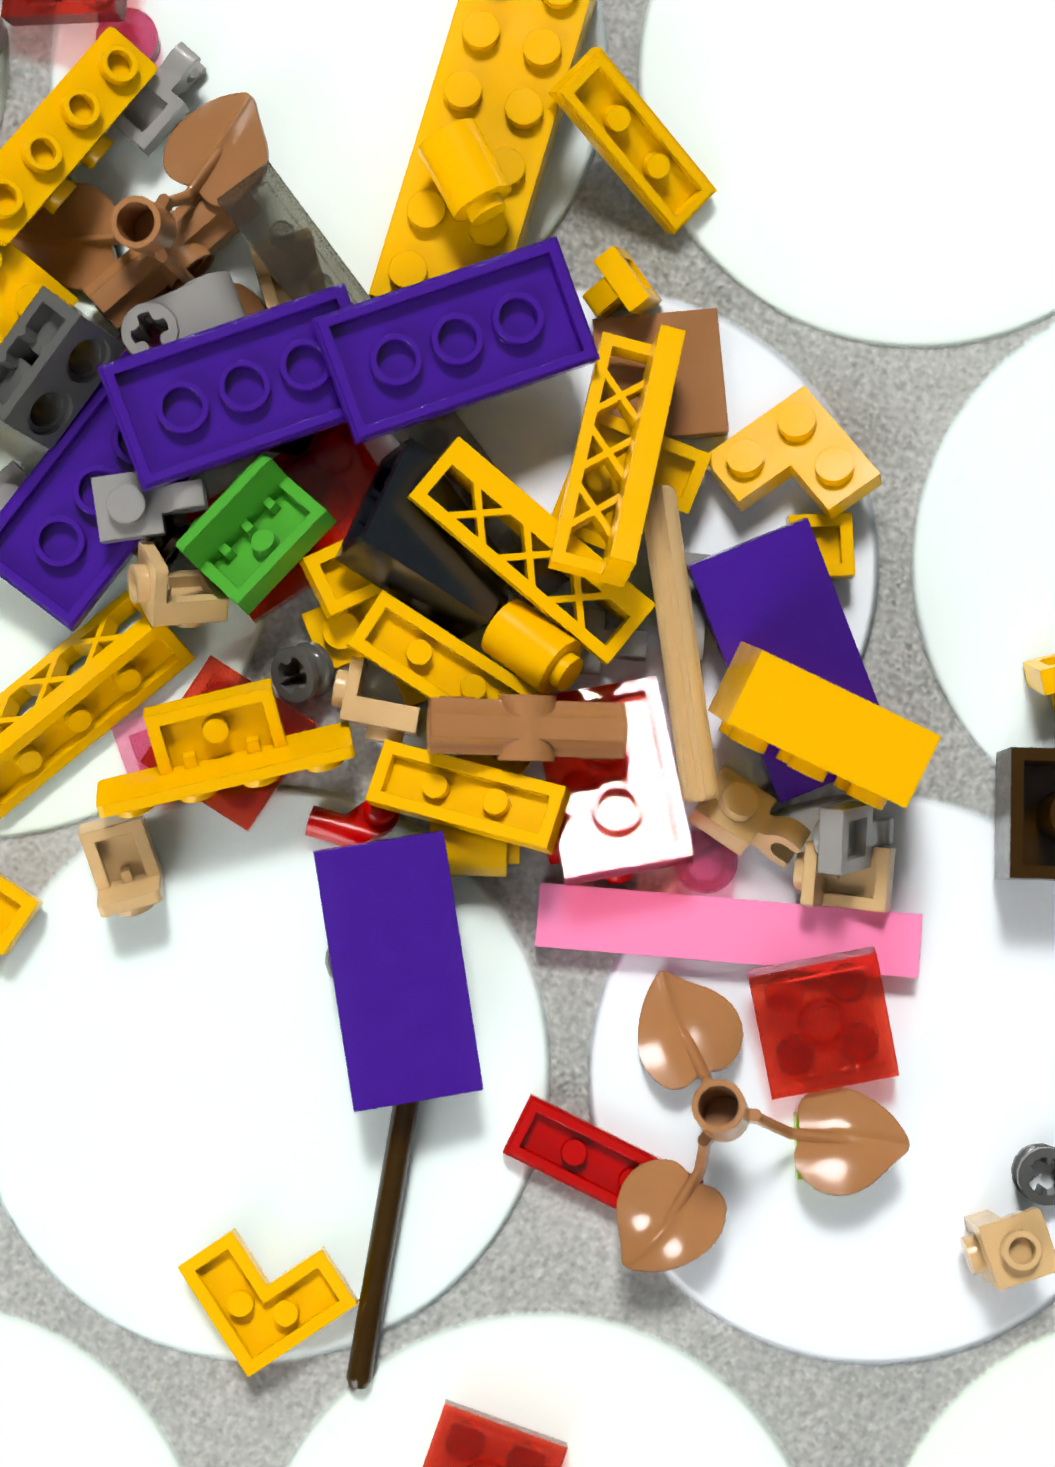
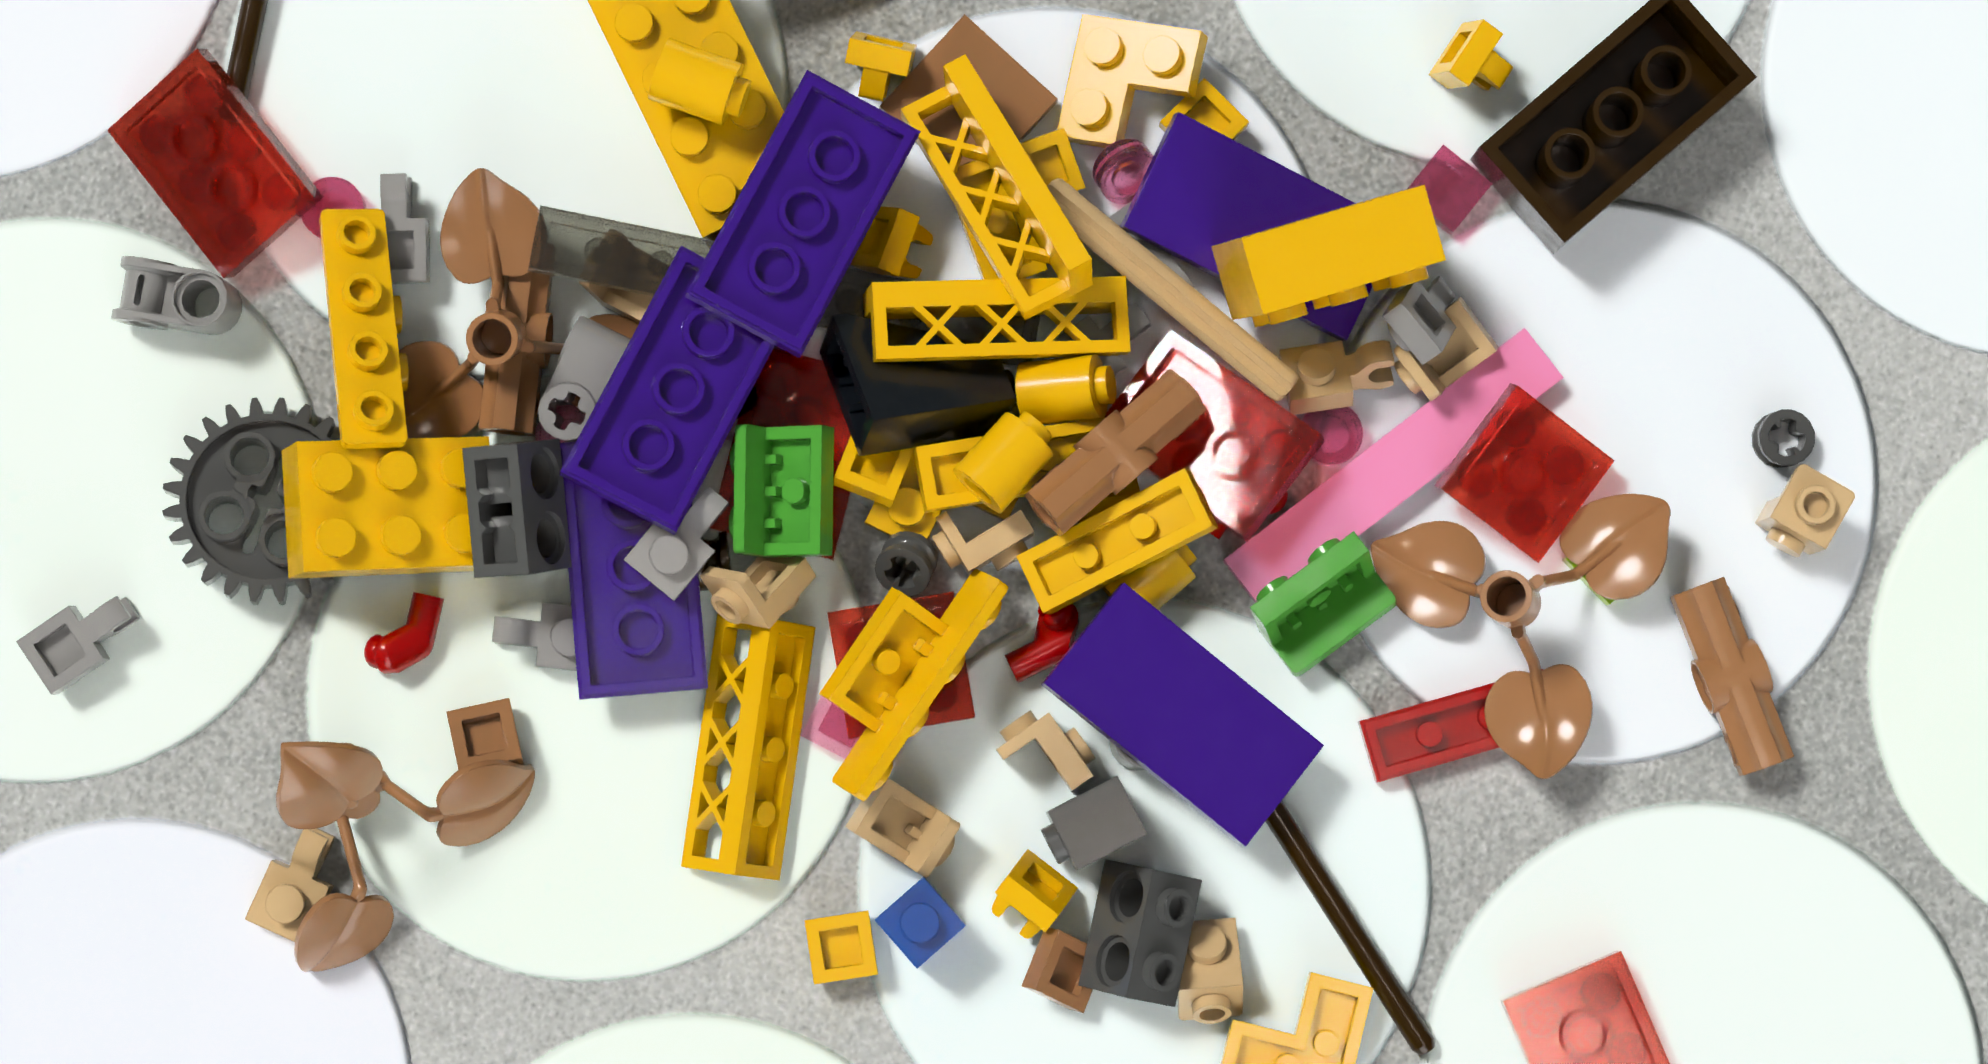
camera: 45 degrees left, 0 degrees up
(68, 946) = (920, 922): none -> blue brick
(142, 1078) = (1057, 970): none -> medium nougat plate
(173, 1001) = (1035, 892): none -> yellow tile
(220, 1103) = (1140, 933): none -> dark grey brick
(248, 1175) = (1211, 973): none -> tan bracket
(256, 991) = (1092, 825): none -> dark grey brick
(290, 916) = (1064, 750): none -> tan bracket
(437, 658) = (1005, 460): none -> yellow brick
(505, 421) = (888, 243): none -> yellow tile
(581, 982) = (1322, 604): none -> bright green bracket
(727, 524) = (1121, 169): none -> clear pink tile
(840, 1319) = (1732, 676): none -> medium nougat piece
(961, 760) = (1451, 188): none -> clear pink tile

